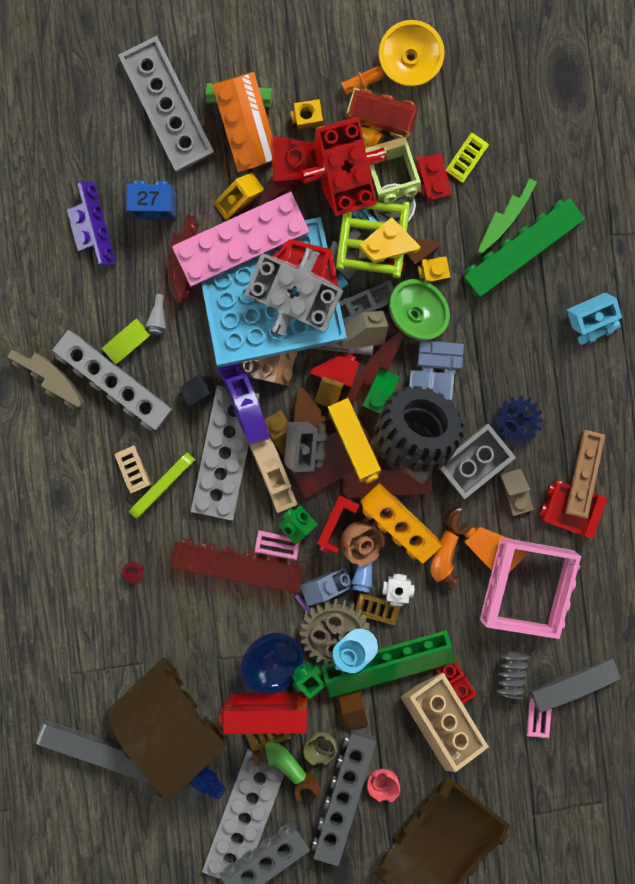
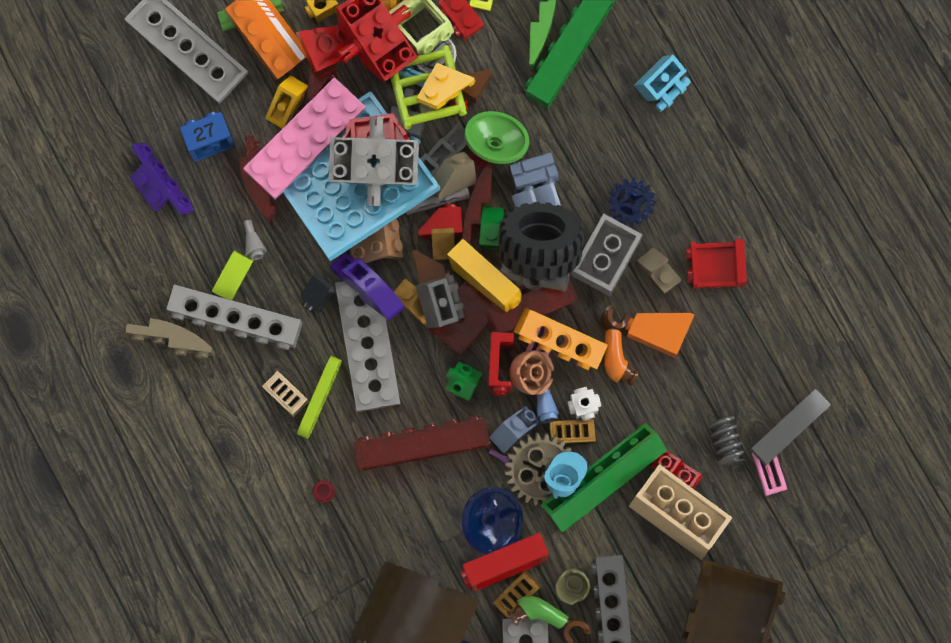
camera: 20 degrees left, 10 degrees down
(273, 475) = (421, 341): tan slope -> none
(275, 553) = (449, 411): bright pink tile -> none
(308, 680) = (540, 521): green brick -> none
(353, 710) = (588, 537): reddish brown slope -> none
(383, 785) = (647, 597): coral hair -> none
(434, 269) = (496, 97): yellow bracket -> none
(498, 580) = (674, 358): bright pink window -> none
(585, 474) = (715, 227): medium nougat tile -> none

